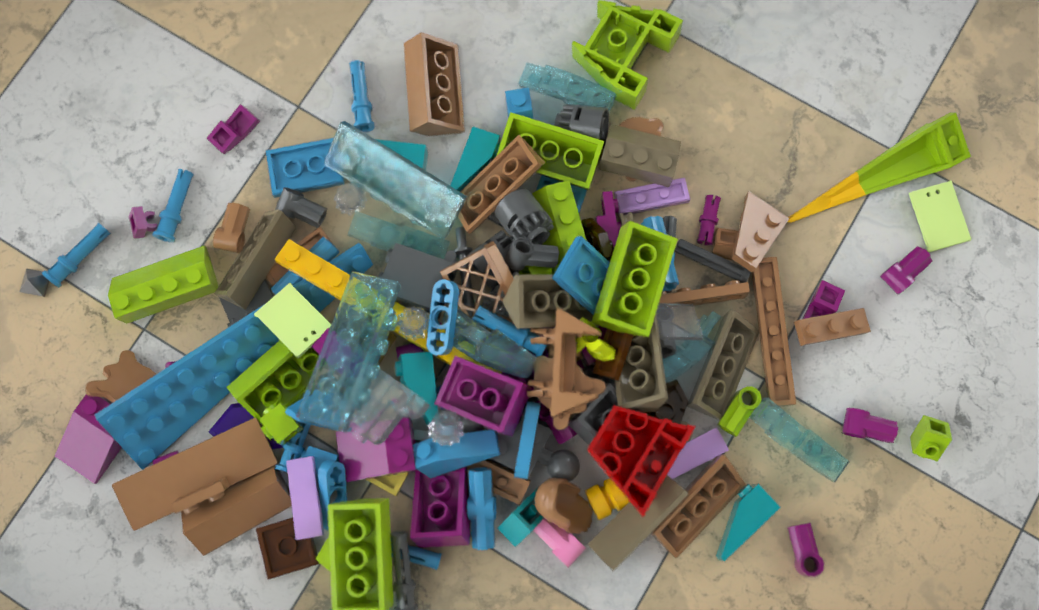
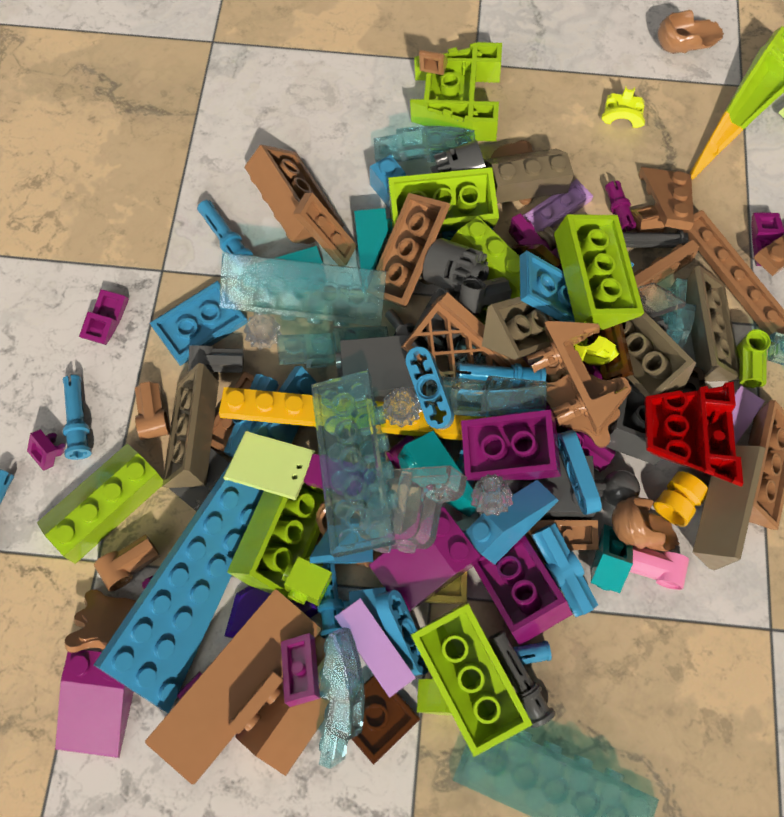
camera: 30 degrees left, 10 degrees down
(155, 342) = (119, 567): none -> medium nougat piece
(241, 488) = (300, 670): none -> magenta plate
(266, 520) = (343, 686): none -> clear light blue slope
(437, 134) = (325, 229): none -> medium nougat plate
(608, 15) = (432, 62): none -> medium nougat slope
(767, 128) = (625, 107): none -> neon yellow piece
(867, 77) = (682, 33): none -> medium nougat hair

